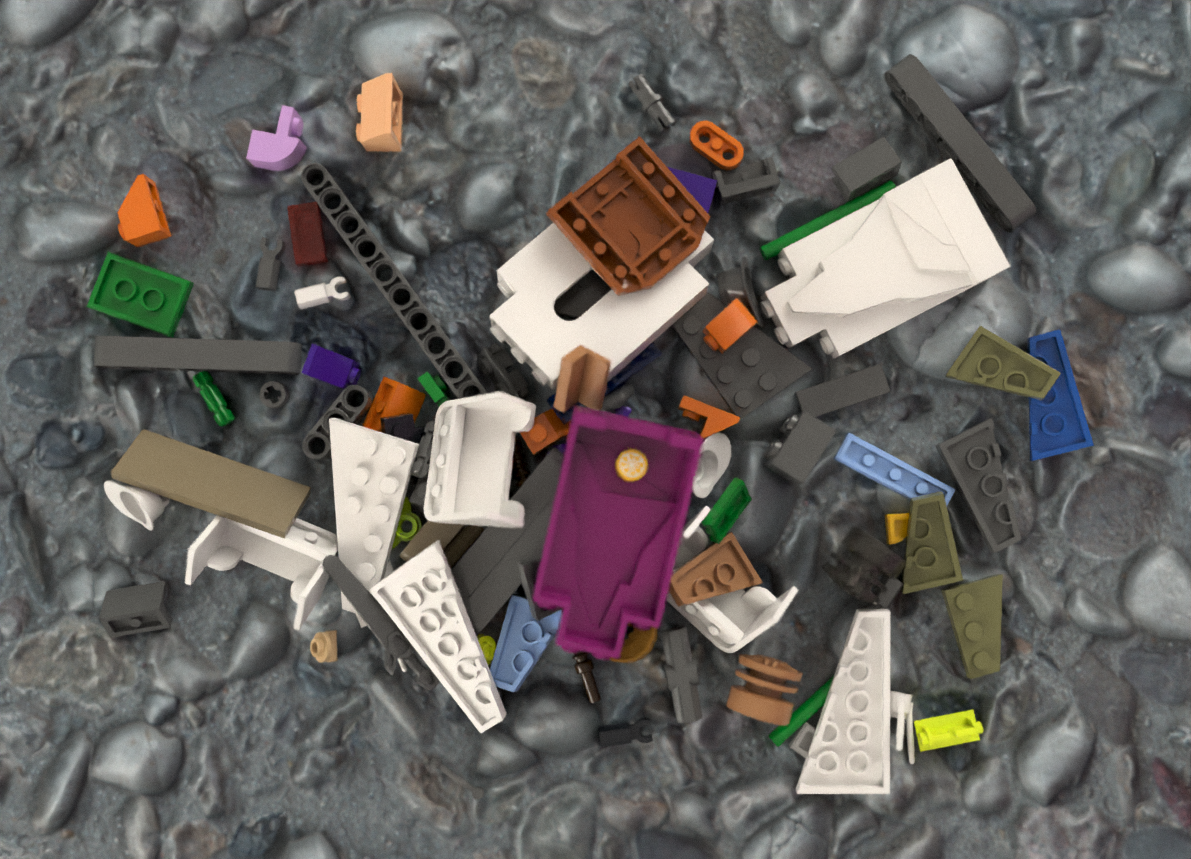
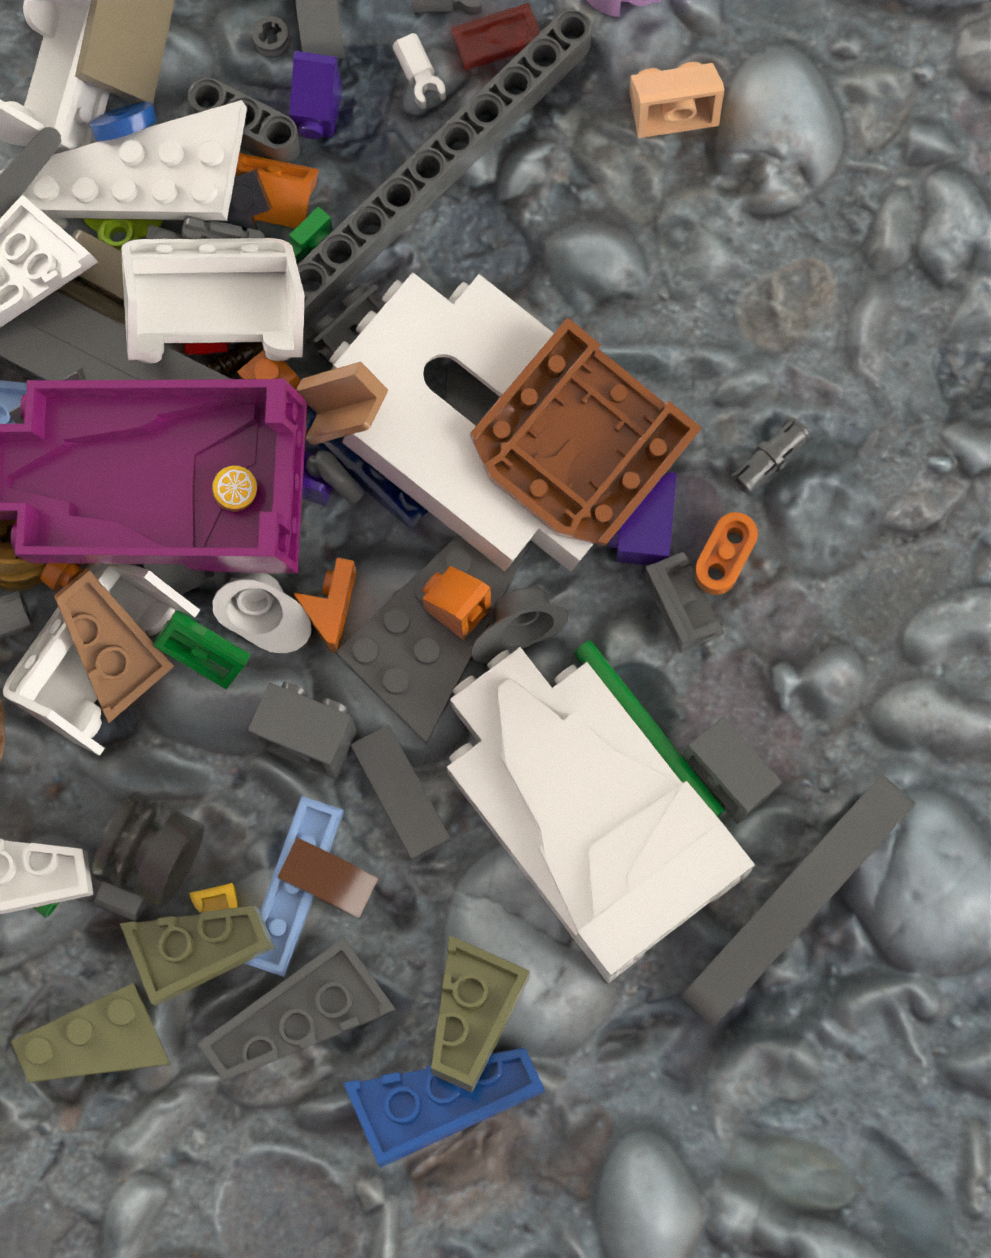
camera: 80 degrees right, 10 degrees down
(323, 509) = (123, 121): none -> blue piece
(897, 449) = (328, 878): none -> reddish brown slope

